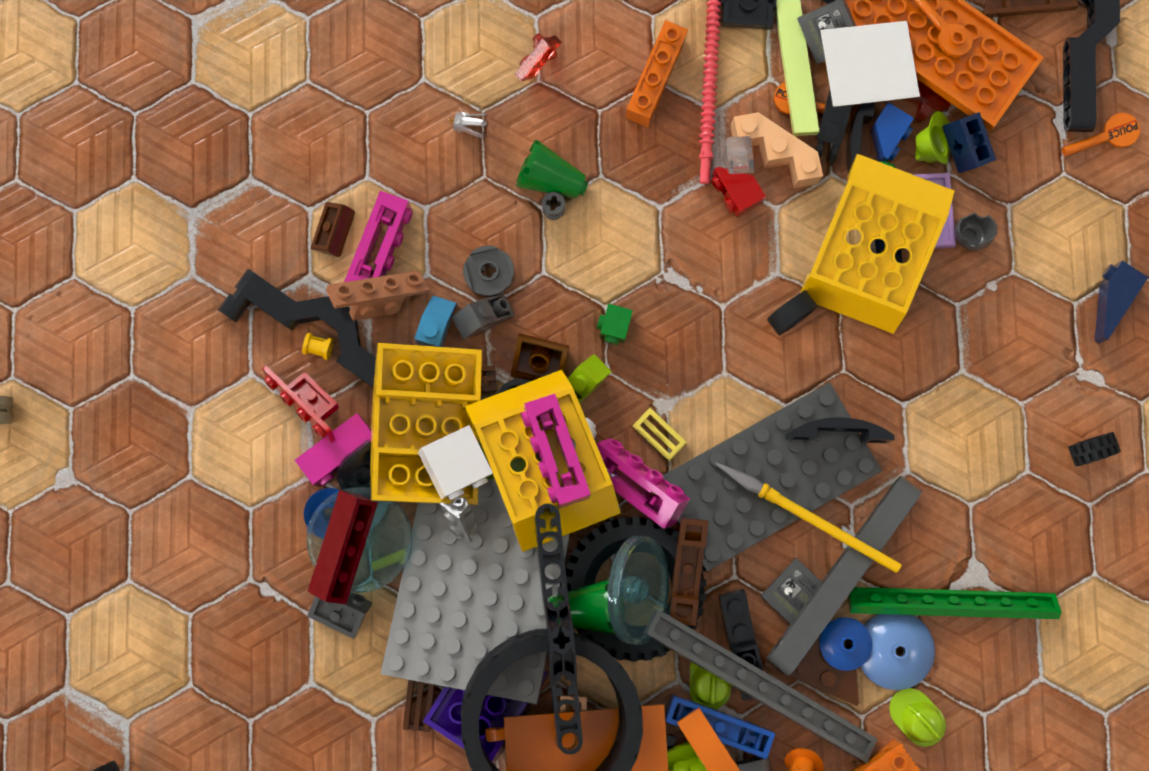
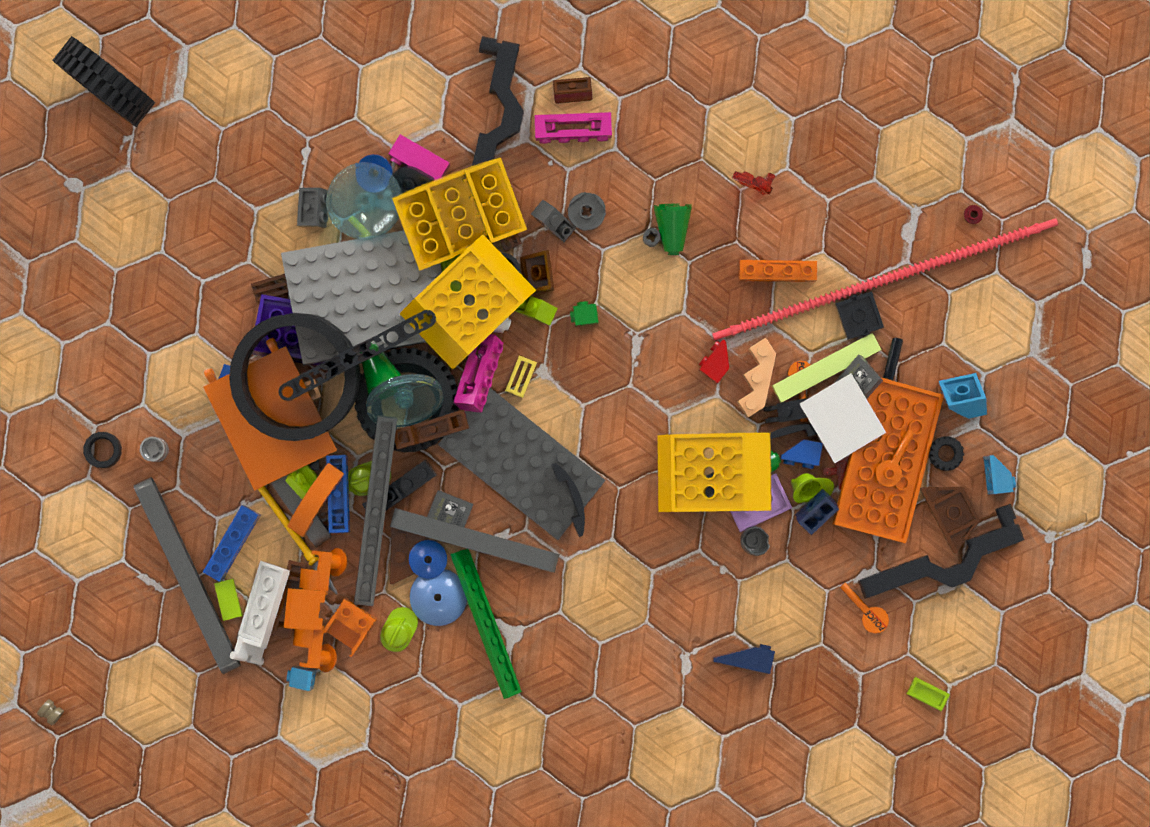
camera: 70 degrees right, 5 degrees up
(308, 398) = (446, 124): bracket -> none
(318, 346) = (485, 116): yellow bush -> none
(342, 547) = (353, 192): dark red brick -> none
(376, 295) = (536, 141): nougat bracket -> none
(435, 322) = (535, 189): dark azure slope -> none
(455, 463) = (439, 244): white brick -> none
(460, 518) = (404, 262): light grey hinge -> none
(464, 119) = (687, 149): flat silver piece -> none
(540, 410) = (497, 286): dark pink brick -> none
(738, 155) = (737, 352): clear slope -> none
(773, 496) = (509, 452): yellow piece -> none
(792, 312) = (642, 433): black tyre -> none
(1094, 449) = (631, 680): black tyre -> none

